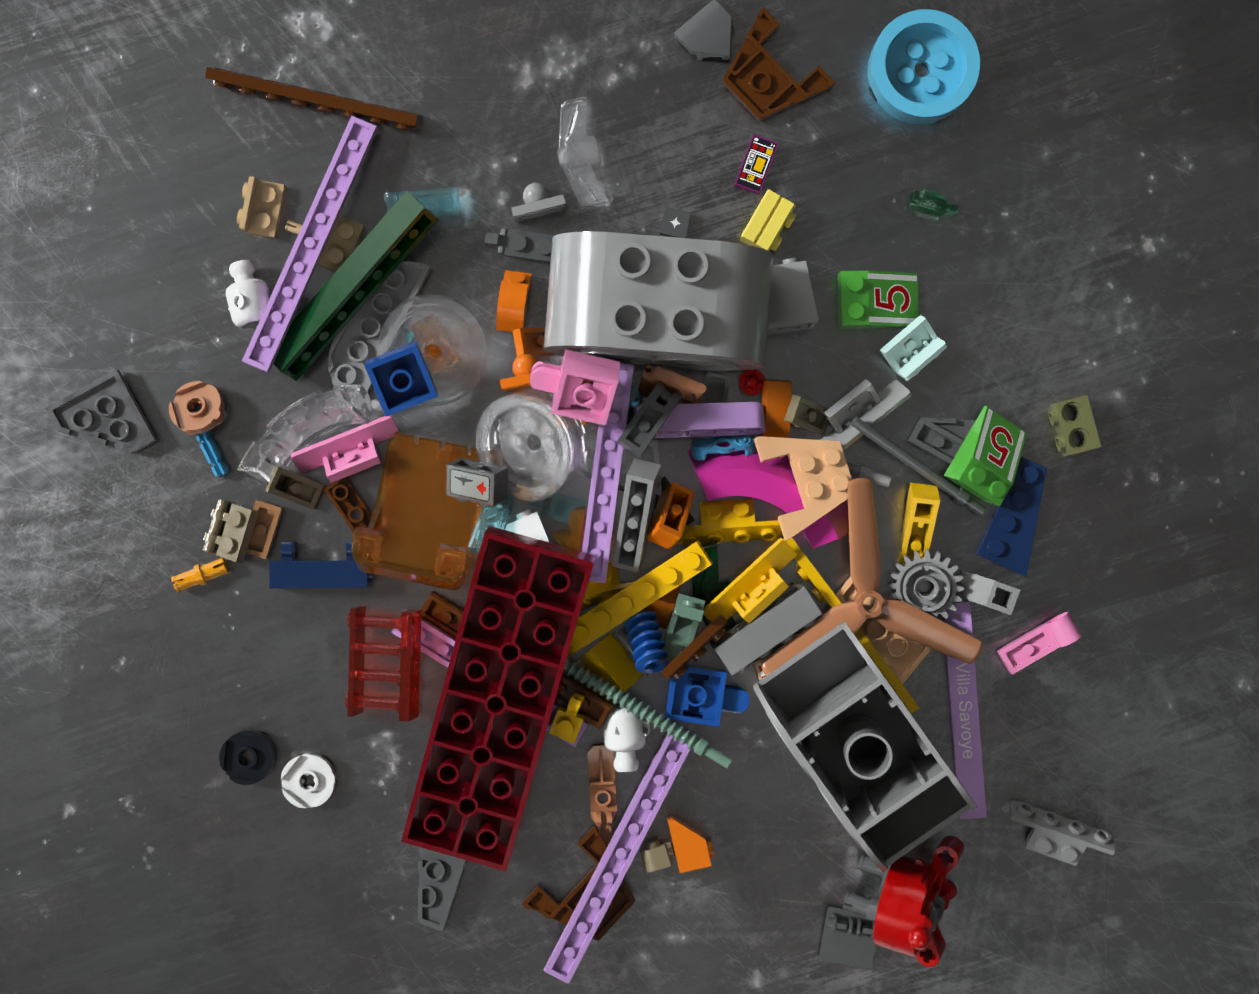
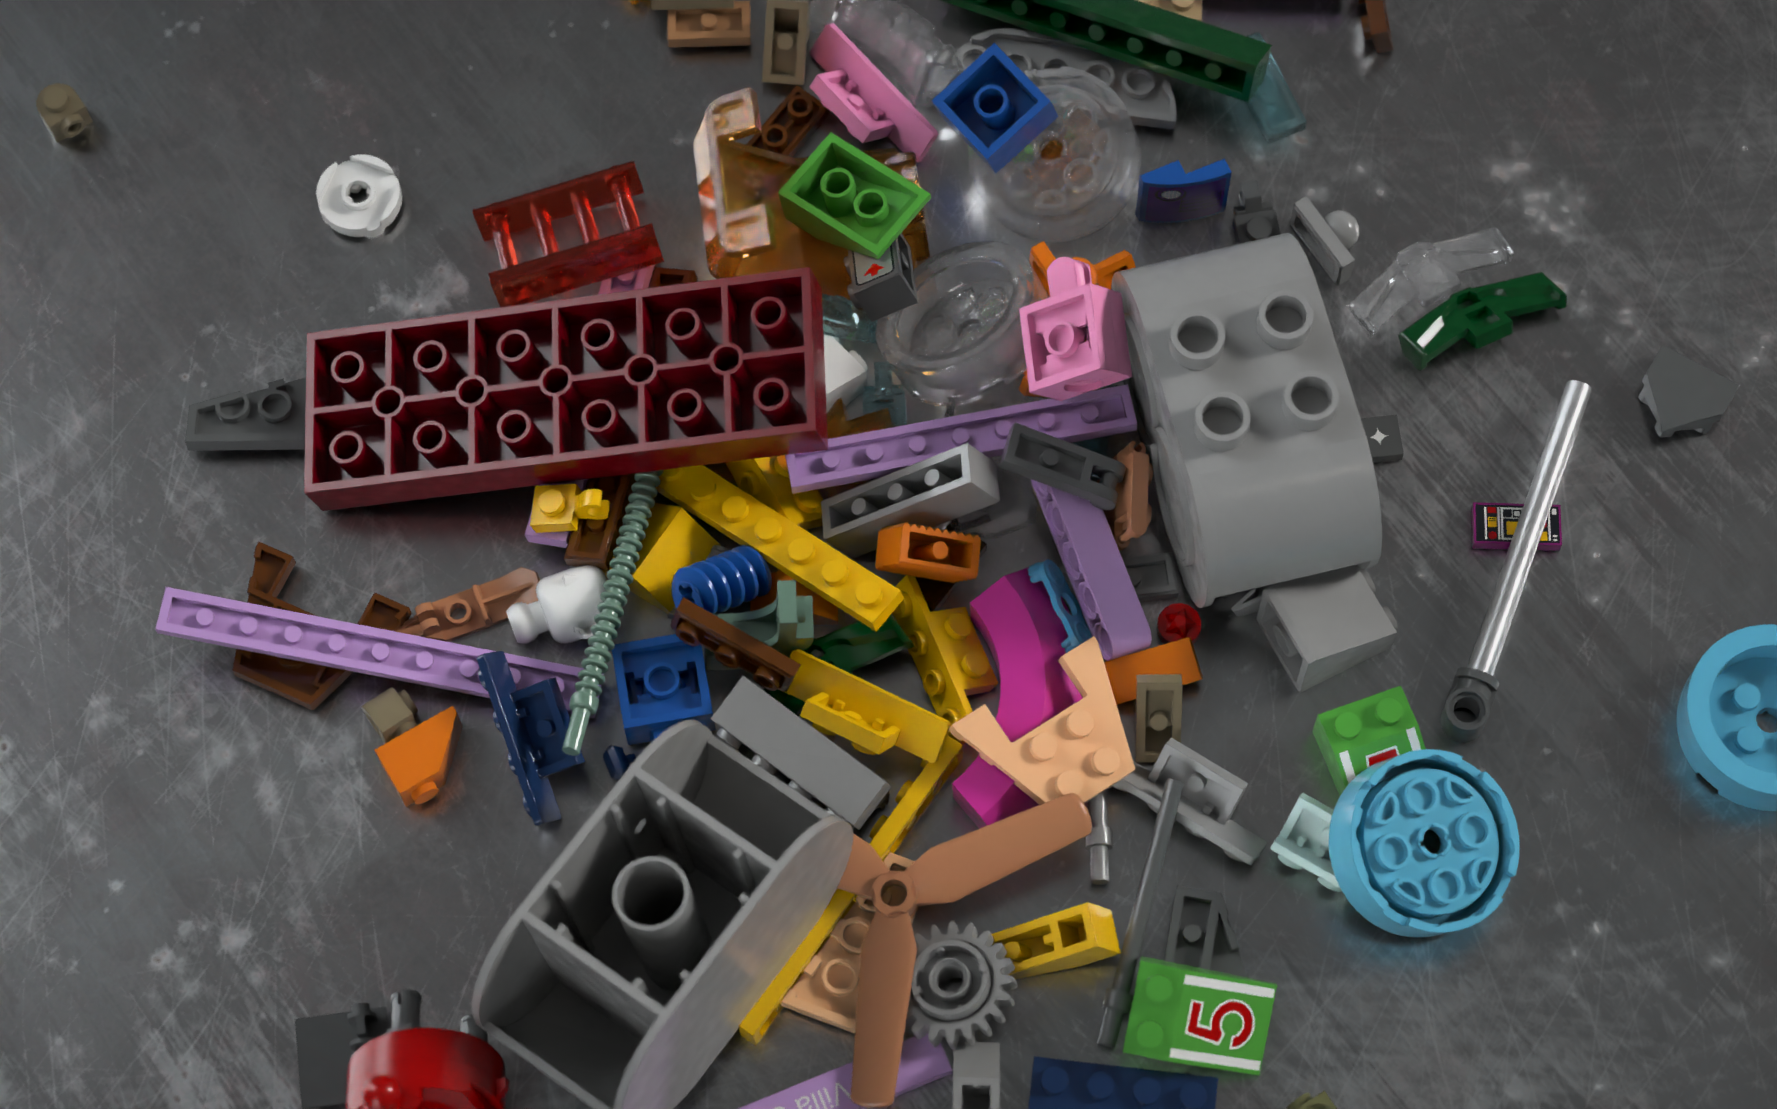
camera: 70 degrees right, 20 degrees down
(187, 949) = (62, 111): none -> dark tan plate
(238, 744) = (370, 128): black plate -> none
(316, 573) = (667, 107): dark blue brick -> none
(427, 483) = (850, 199): none -> bright green slope
(483, 285) = (1176, 197): none -> slope
(513, 301) = (1166, 238): orange brick -> none
(619, 134) = (1478, 316): none -> dark green plate
(698, 778) = (534, 732): none -> dark blue bracket
(726, 732) = (617, 761): none -> dark blue rock
(762, 82) = (1644, 492): reddish brown wing -> none
(768, 222) = (1433, 567): light yellow brick -> none
(847, 227) = (1475, 685): none -> flat silver piece
(920, 311) = (1380, 853): none -> medium azure brick
(931, 203) = (1565, 803): clear green plant -> none

